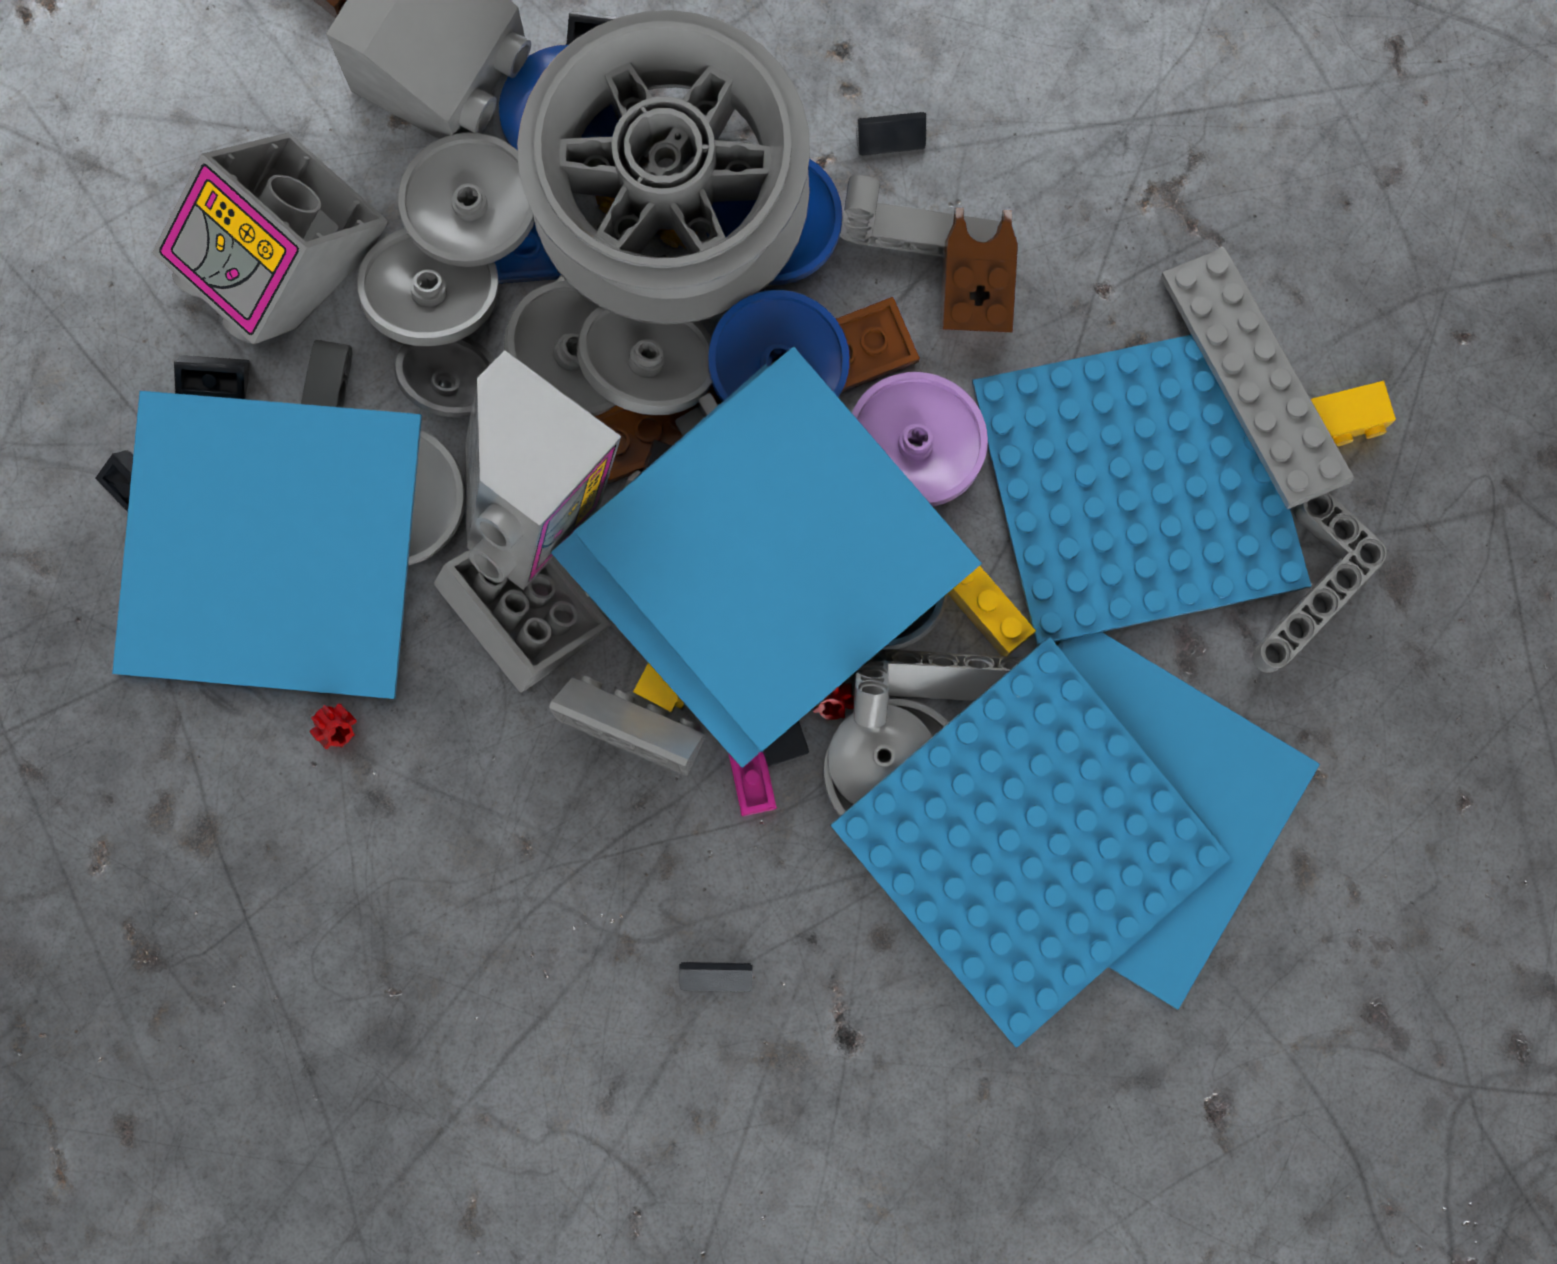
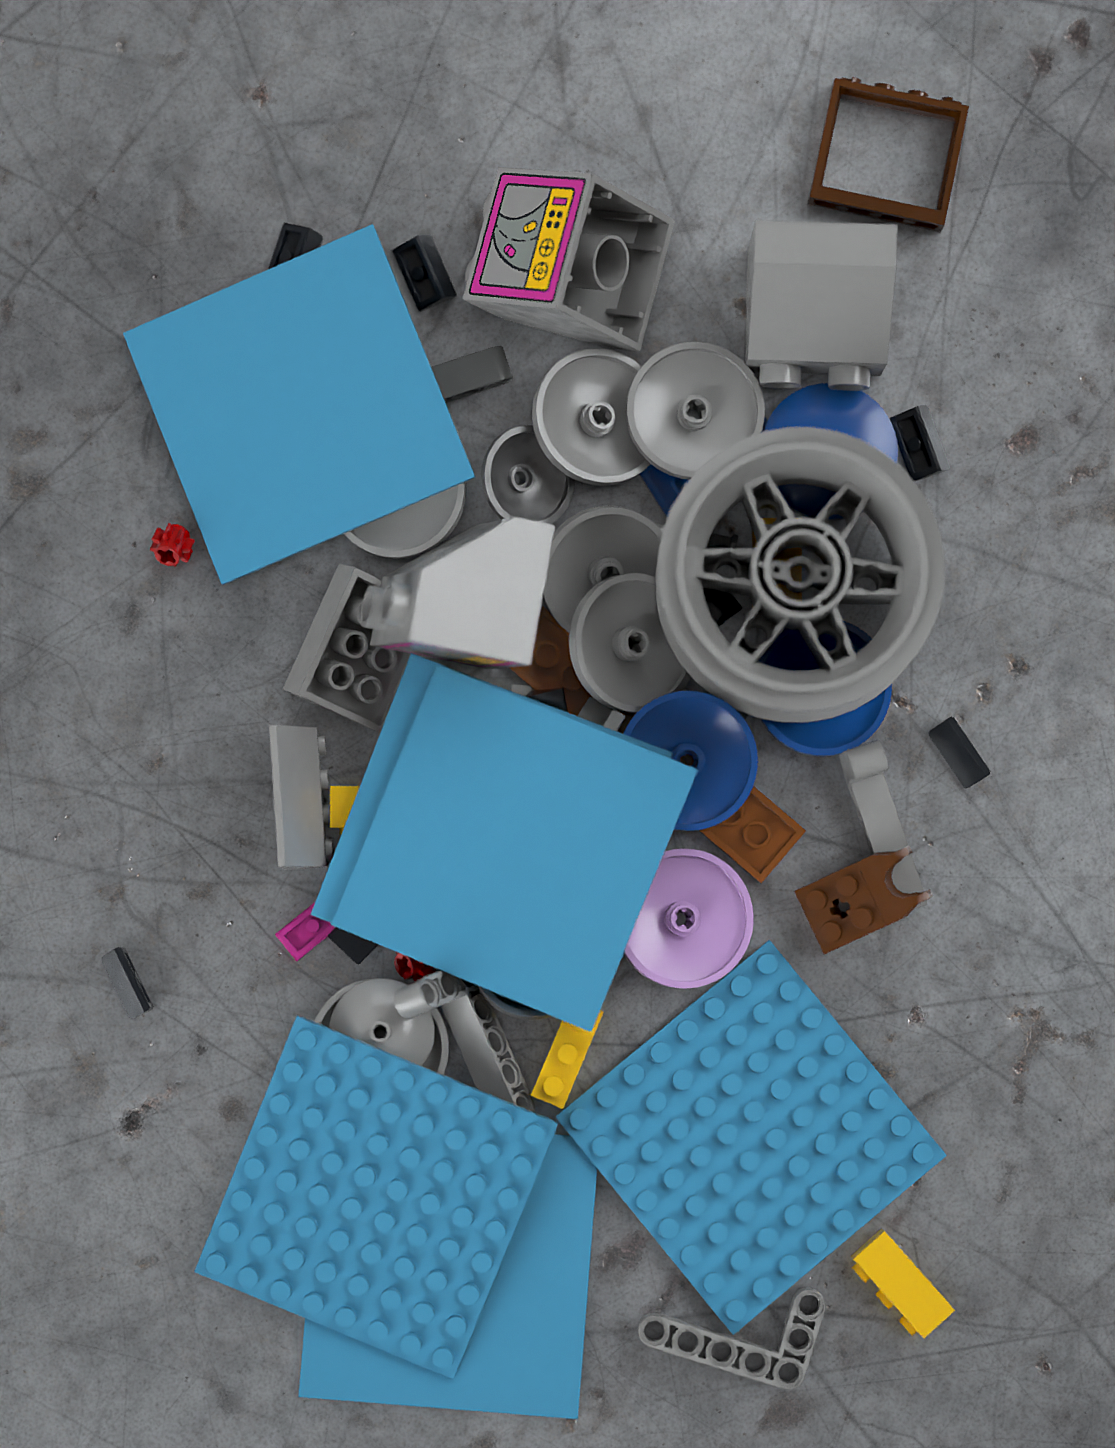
camera: 70 degrees right, 5 degrees up
(1257, 378) = (898, 1193): light grey plate -> none

